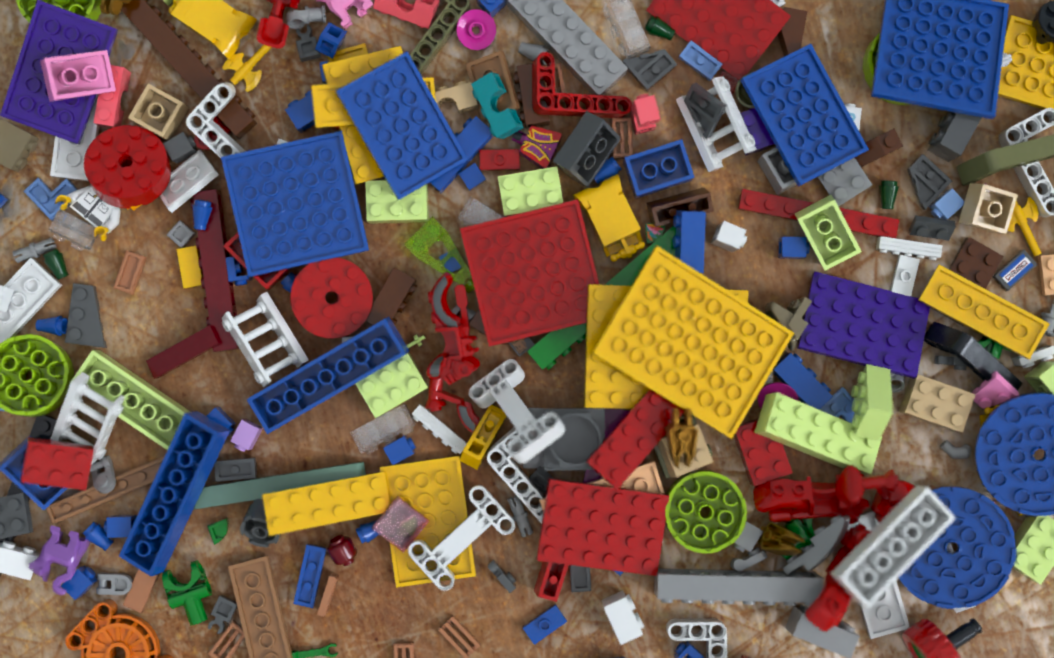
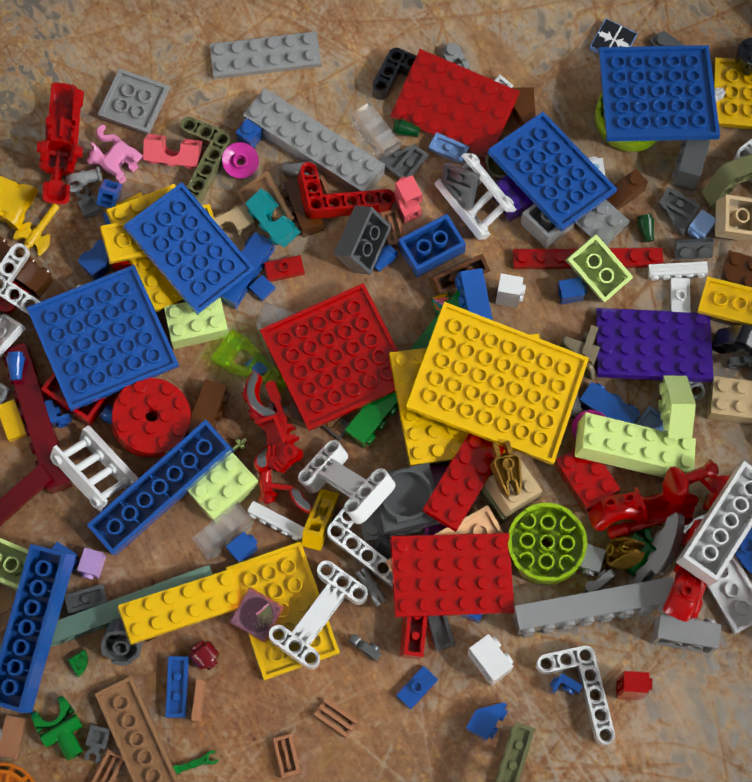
camera: 10 degrees left, 15 degrees down
(366, 532) = (226, 633): blue cone -> none
(530, 190) = (316, 285): yellowish green brick -> none
(538, 145) = (317, 248): torso -> none
(611, 218) = (399, 297): yellow piece -> none

